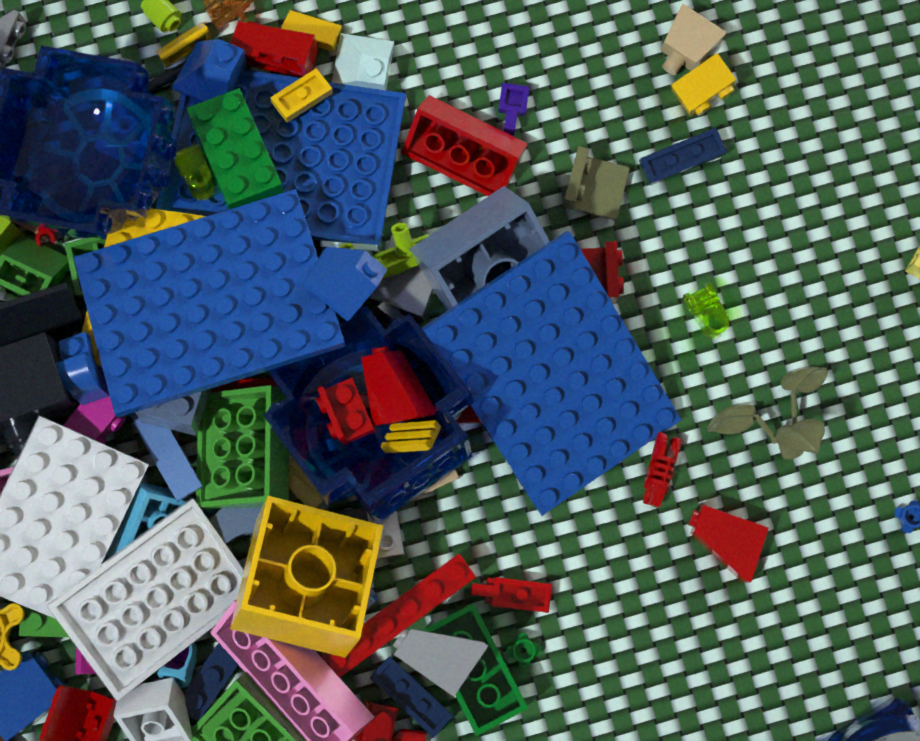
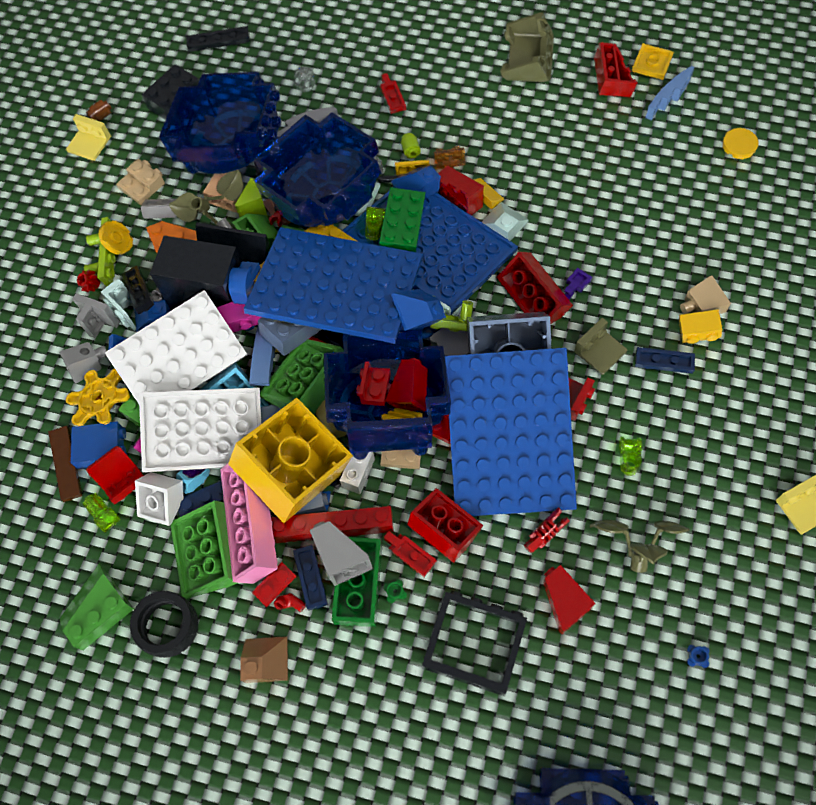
camera: 40 degrees right, 15 degrees down
(301, 95) = (458, 216): yellow plate -> none
(537, 535) = (444, 524): none -> red slope
(664, 702) = (463, 676): none -> black window

